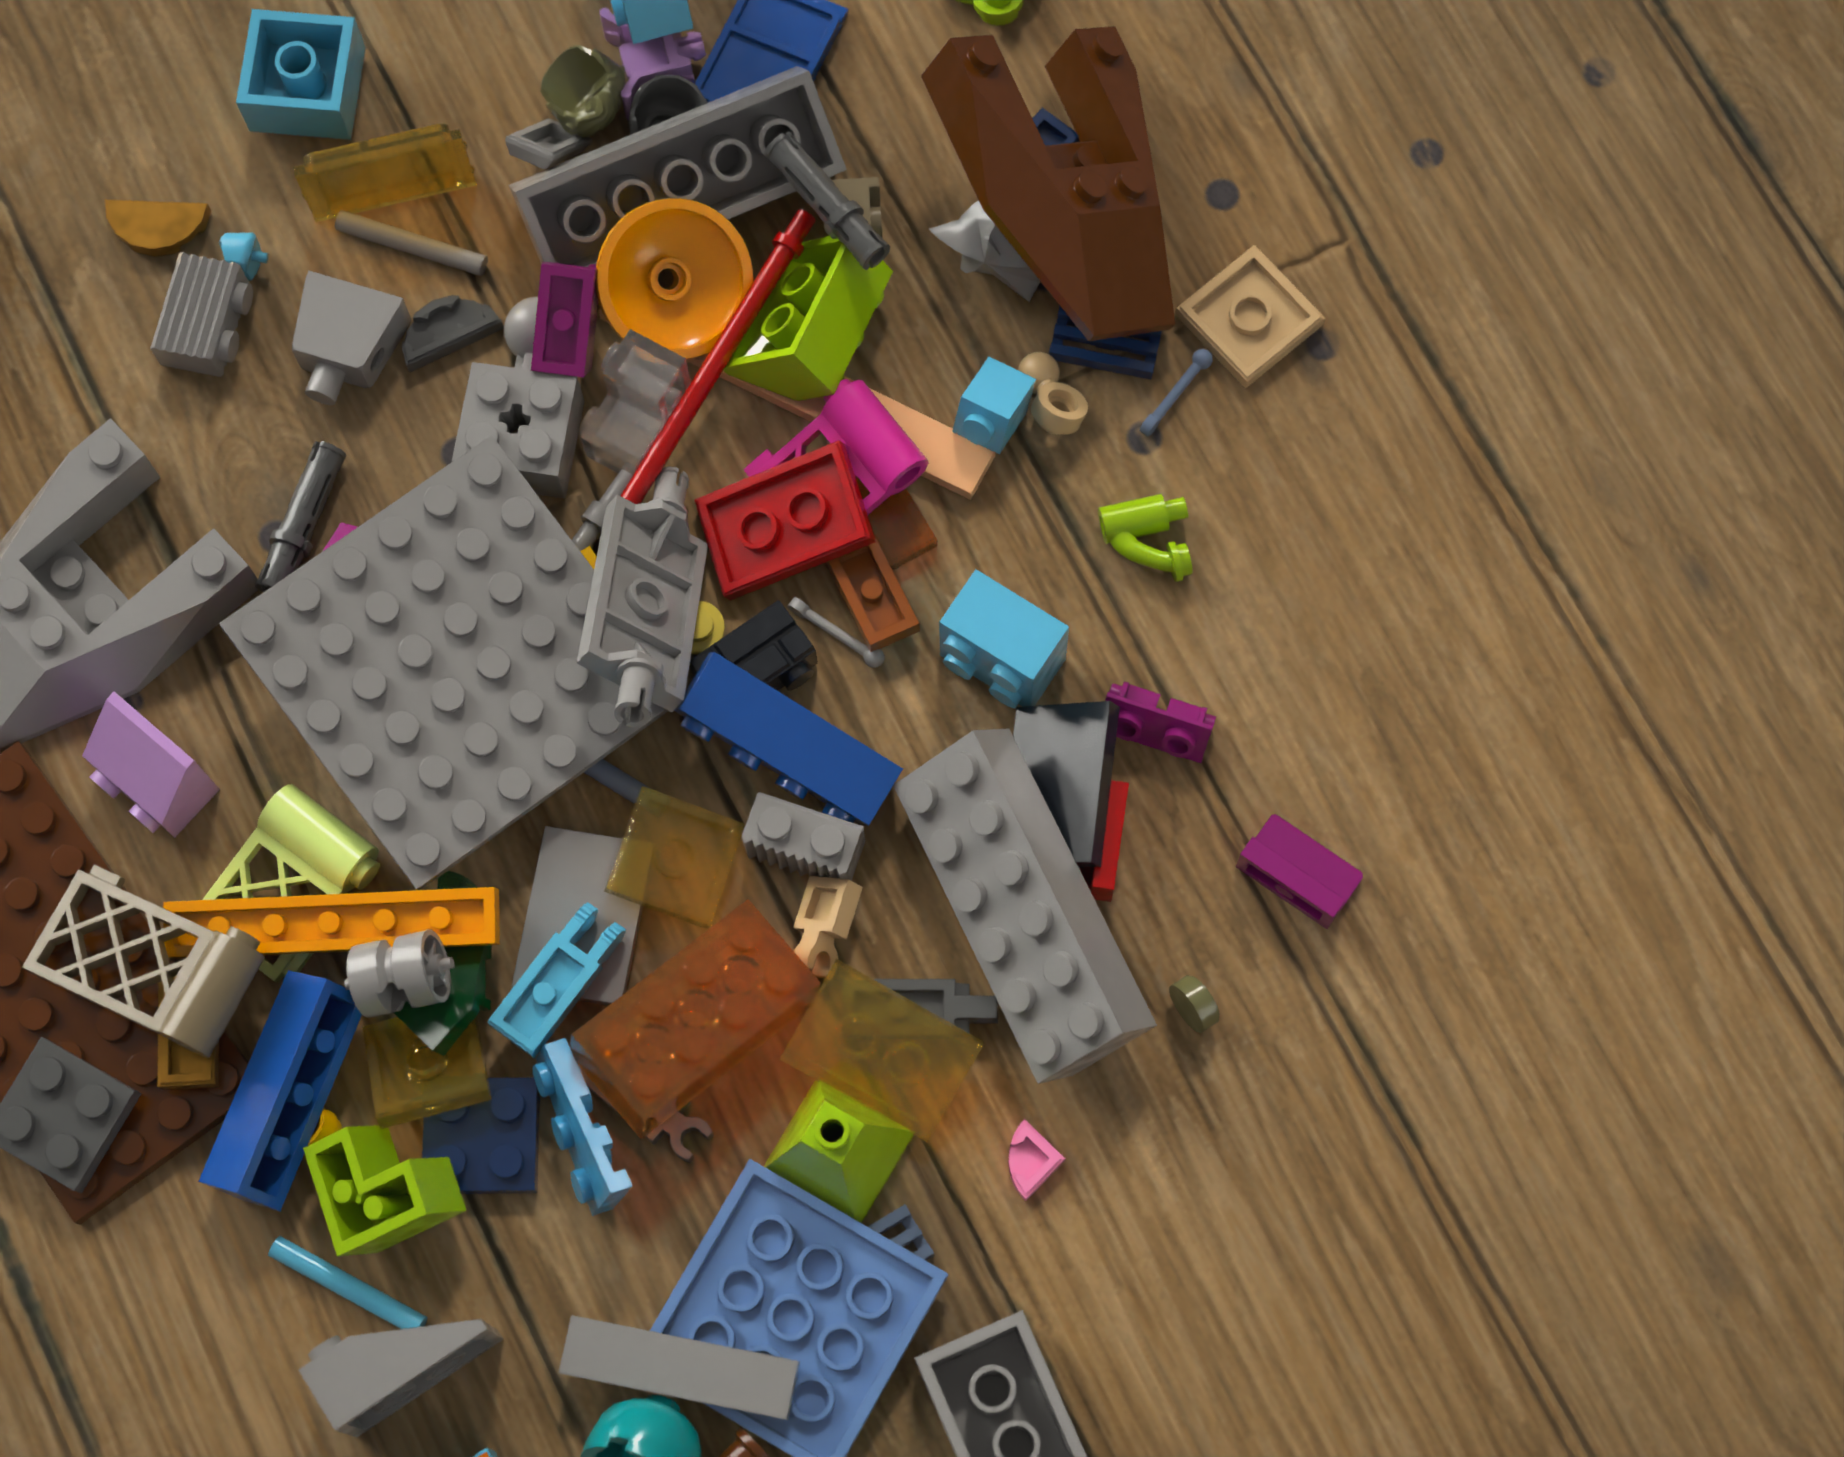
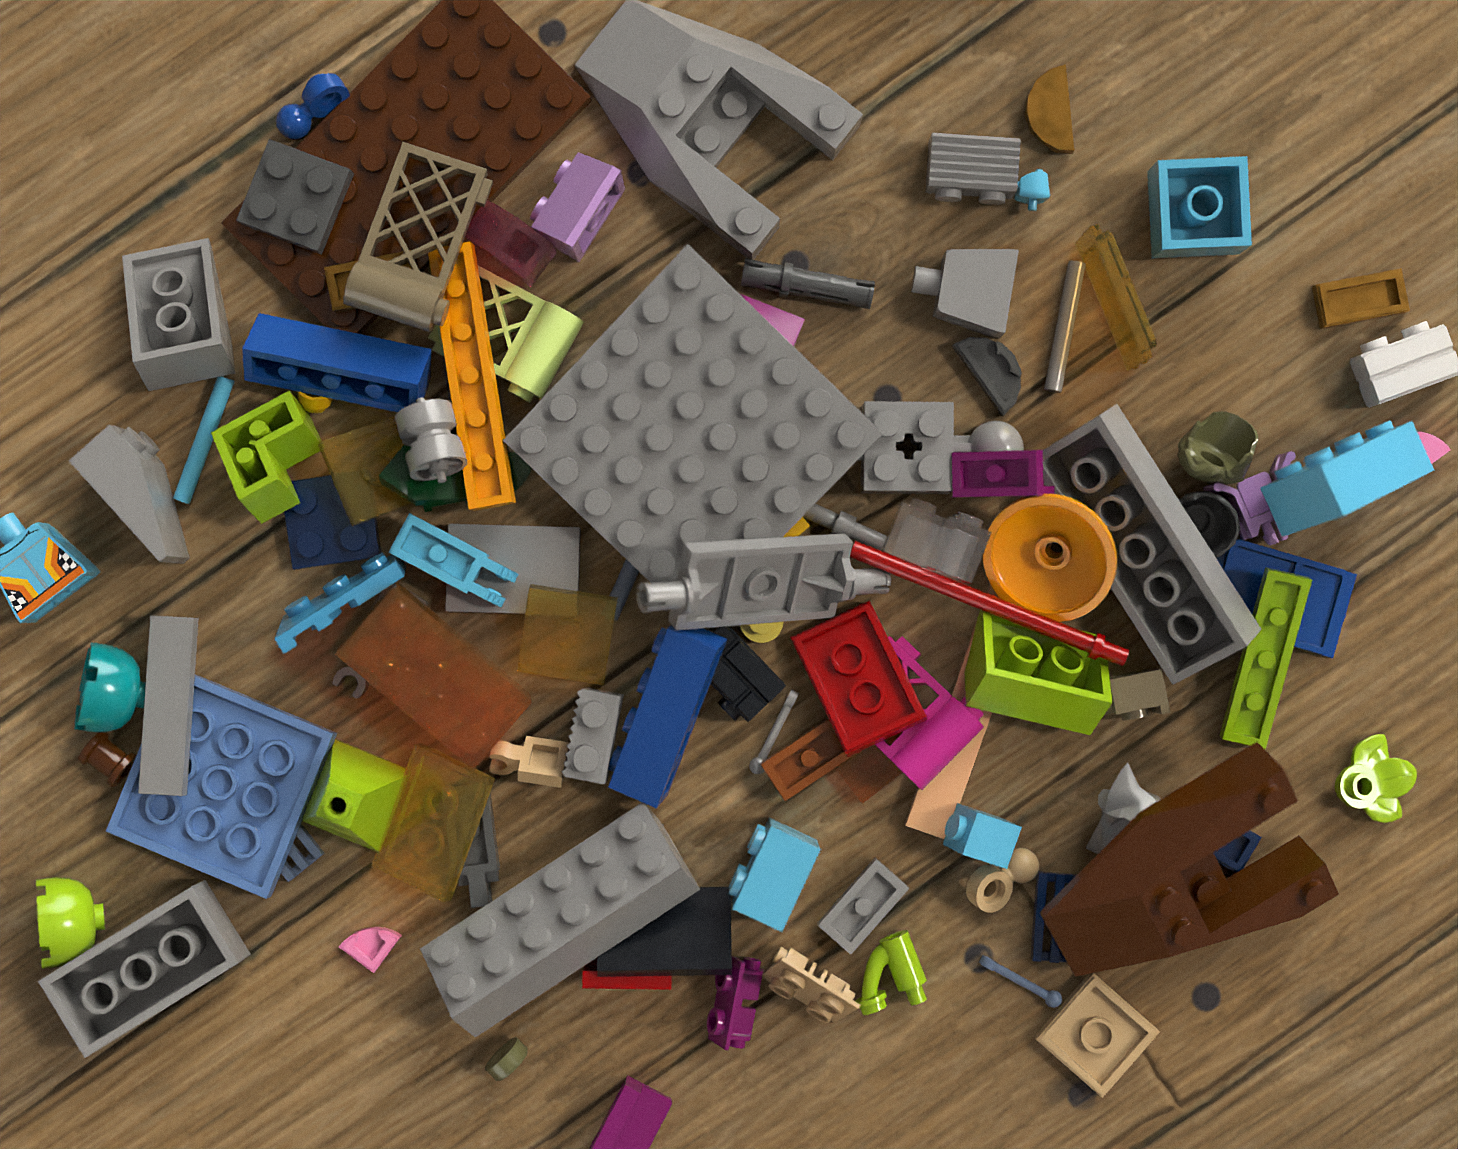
camera: 80 degrees right, 15 degrees up
(176, 854) = (510, 242): none -> clear pink slope
(180, 1291) = (177, 315): none -> light grey slope
(545, 144) = (1162, 425): light grey tile -> none
(837, 71) = (1266, 658): none -> lime plate
(841, 217) = (1138, 671): dark grey pin -> none
(1060, 555) = (863, 906): none -> light grey plate
(1149, 622) = (824, 1000): none -> tan hinge

